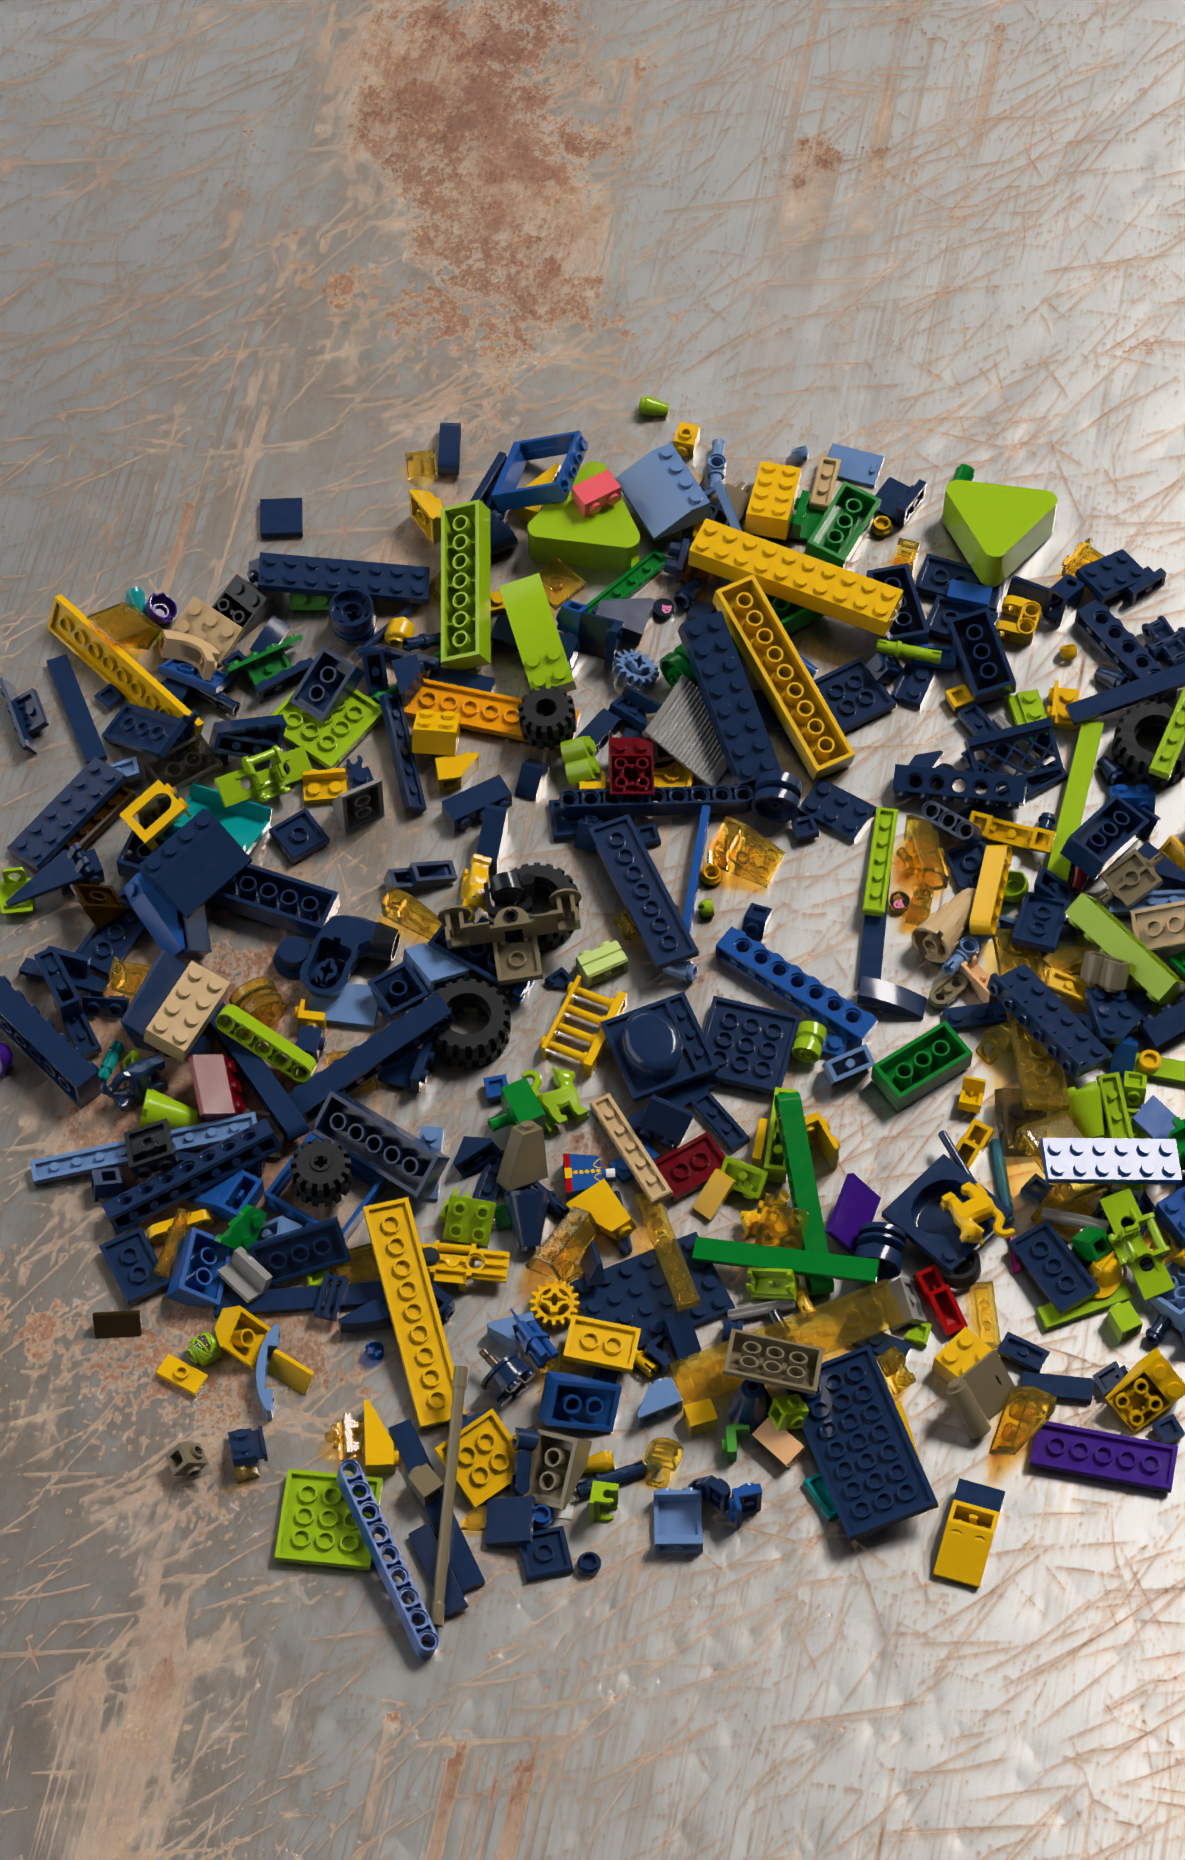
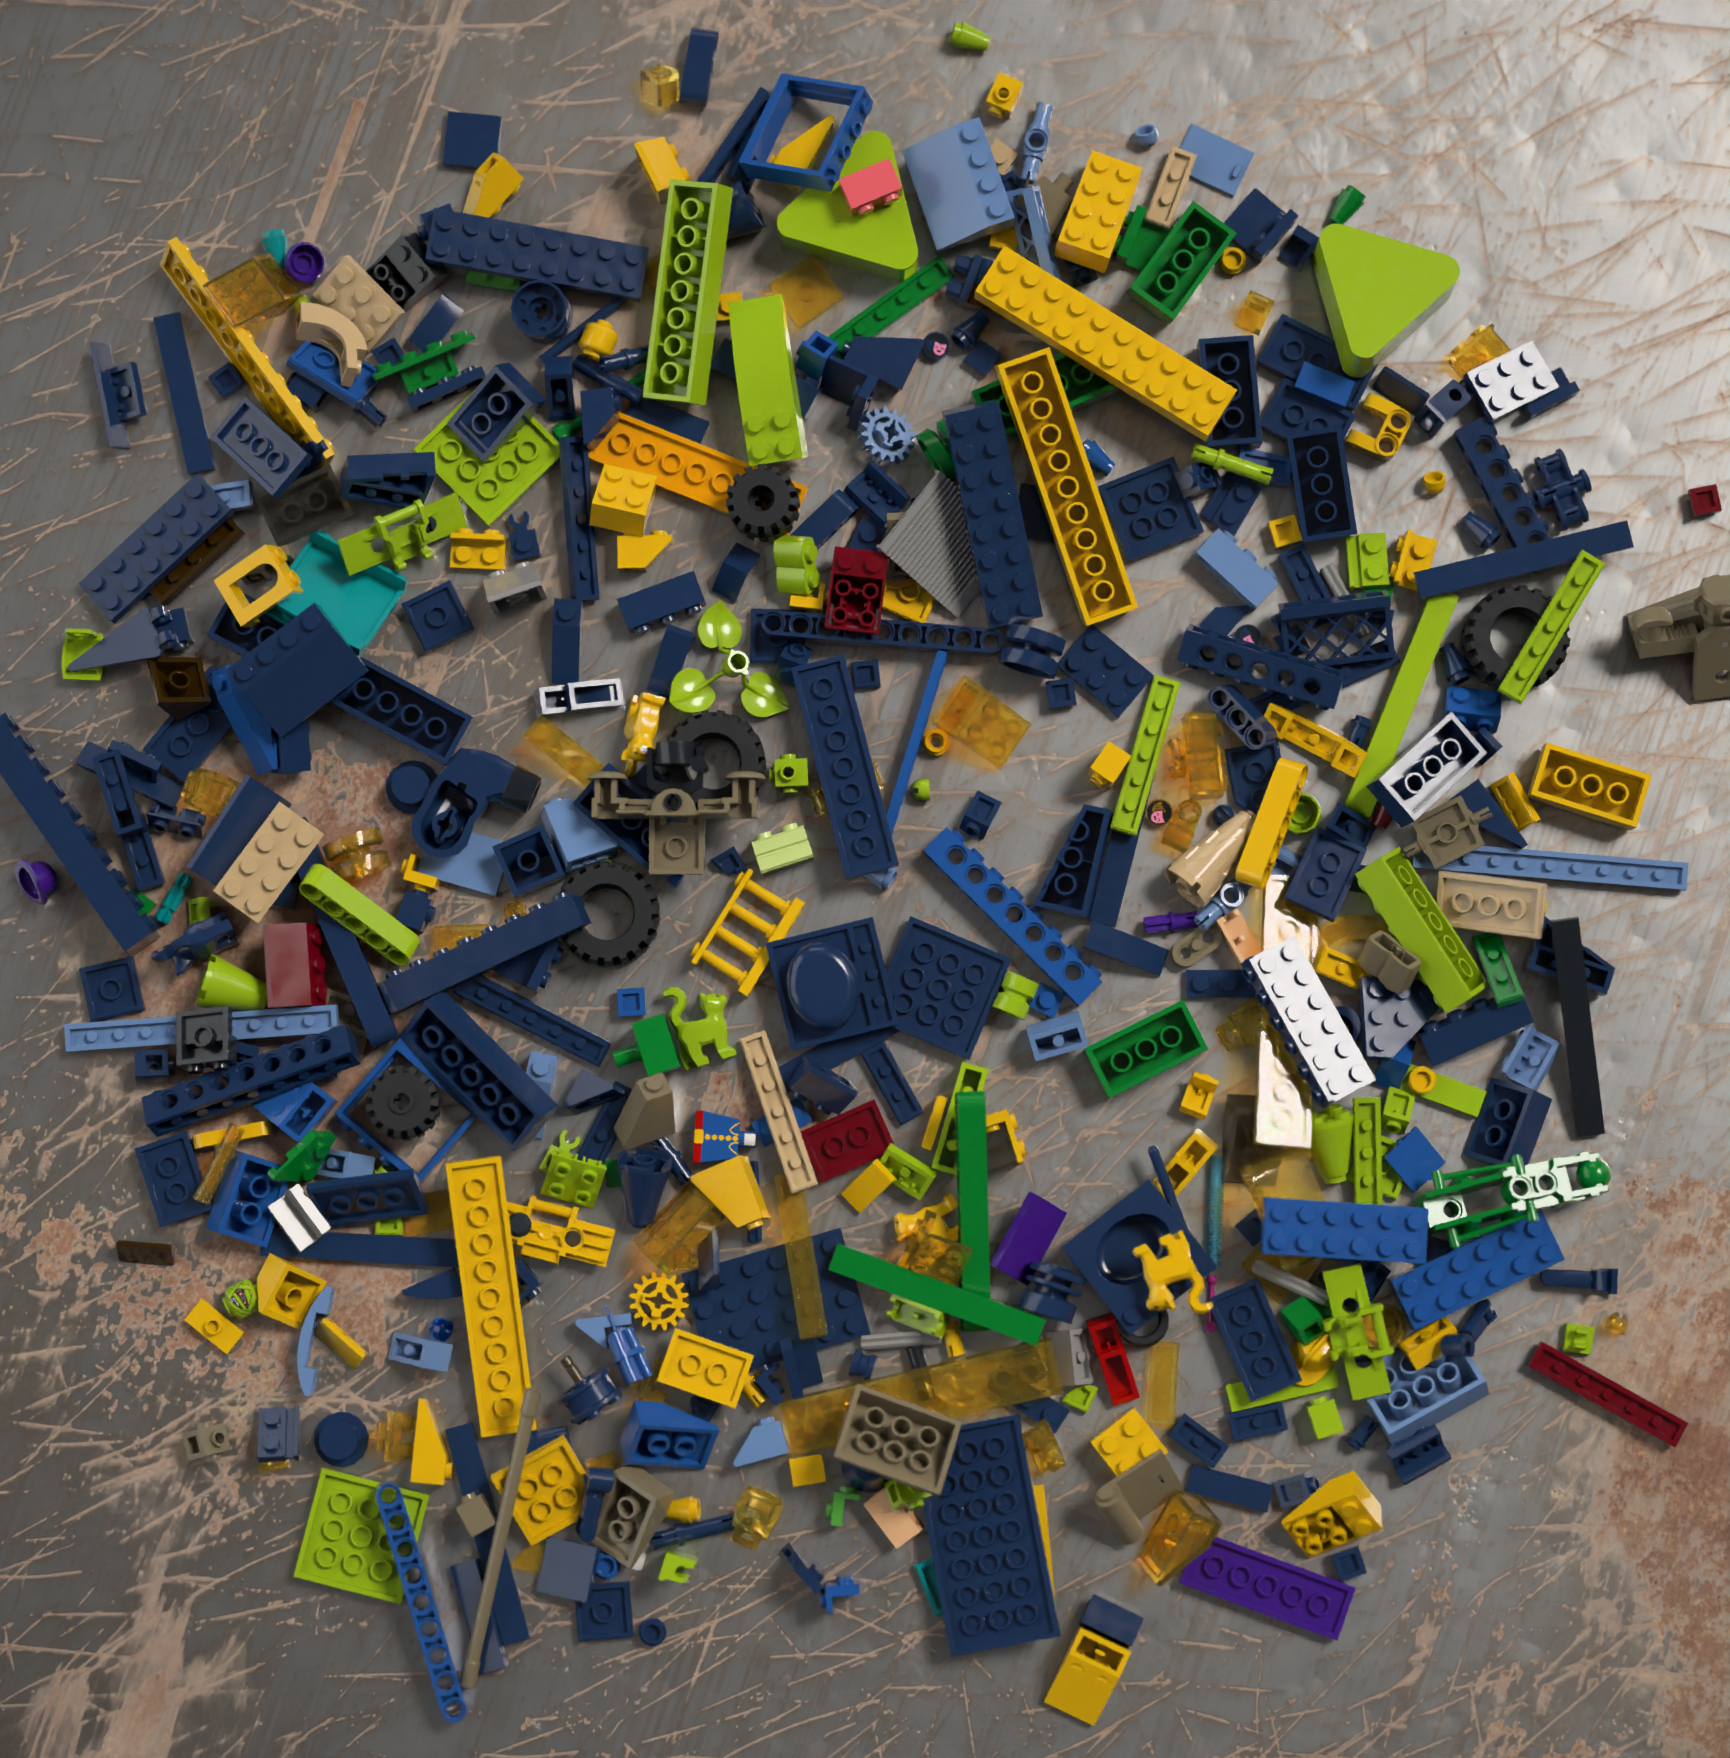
camera: 10 degrees right, 25 degrees up
(66, 1132) = (112, 989): none -> dark blue tile
(300, 1448) = (341, 1439): none -> dark blue piece
(303, 537) = (492, 186): none -> yellow slope
(335, 1279) = (389, 1277): dark blue tile -> none
(359, 1368) = (420, 1351): none -> medium blue slope
(404, 834) = (566, 640): none -> dark blue slope
(418, 1110) = (535, 1019): none -> dark blue tile
(526, 816) = (692, 692): none -> lime plant
(599, 907) = (791, 784): none -> lime brick
(678, 1521) = (761, 1596): medium blue panel -> none
(840, 951) = (1075, 874): none -> dark blue wedge
(853, 867) = (1108, 766): none -> yellow brick
(923, 976) = (1170, 922): none -> dark purple axle
(926, 726) = (1237, 568): none -> medium blue brick
(931, 511) = (1299, 248): none -> dark blue panel
(947, 895) = (1217, 818): none -> dark blue hinge
(1069, 1332) = (1257, 1421): none -> dark blue plate

